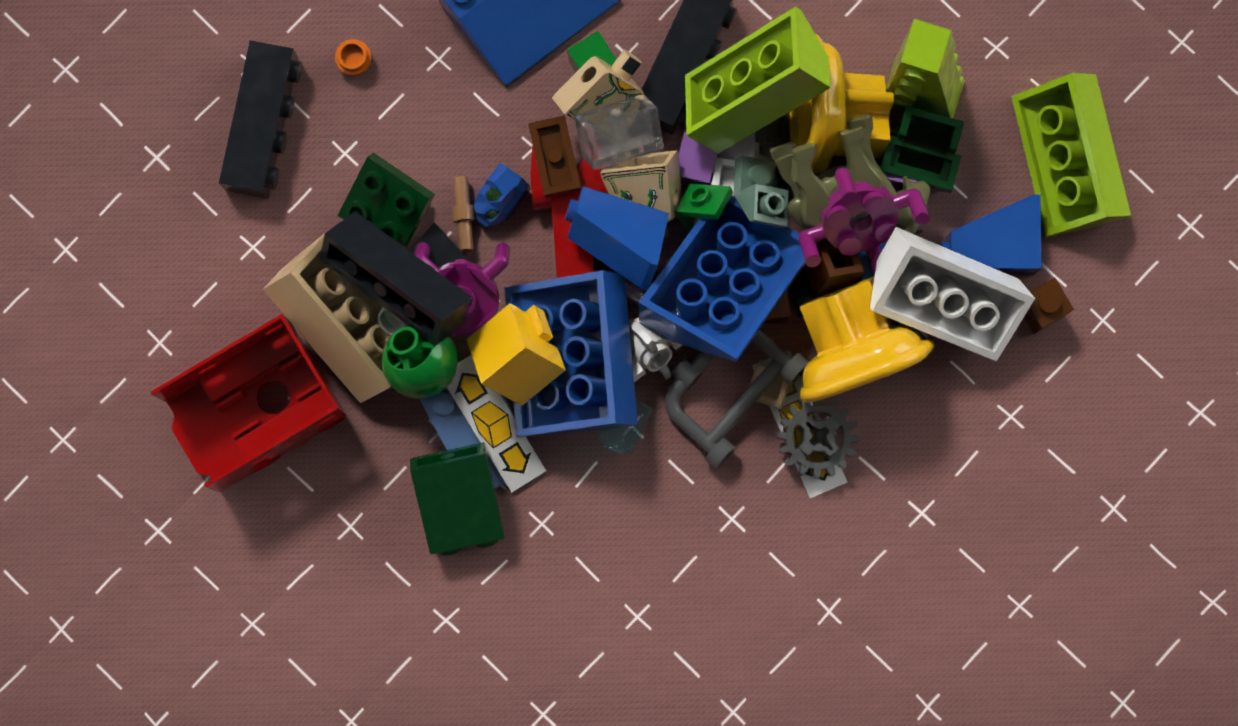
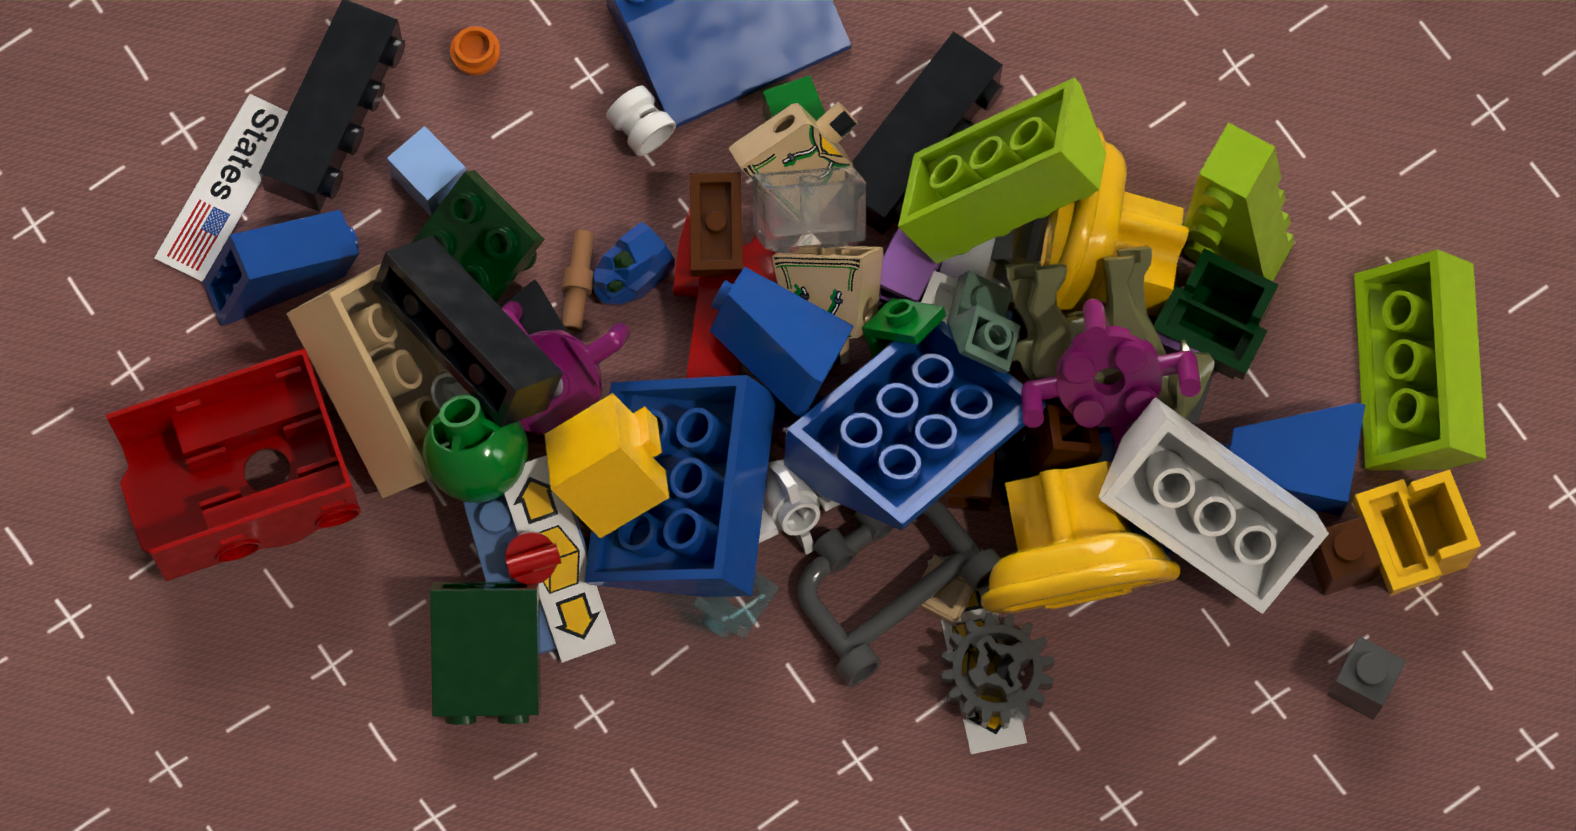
camera: 10 degrees right, 10 degrees down
(195, 196) = (222, 190): none -> white sticker
(248, 246) = (279, 263): none -> blue slope
(339, 155) = (425, 169): none -> light blue brick
(475, 429) = (531, 558): none -> red plate
(483, 86) = (640, 120): none -> white wheel
(1076, 390) = (1366, 678): none -> dark grey brick
(1094, 278) = (1418, 530): none -> yellow plate

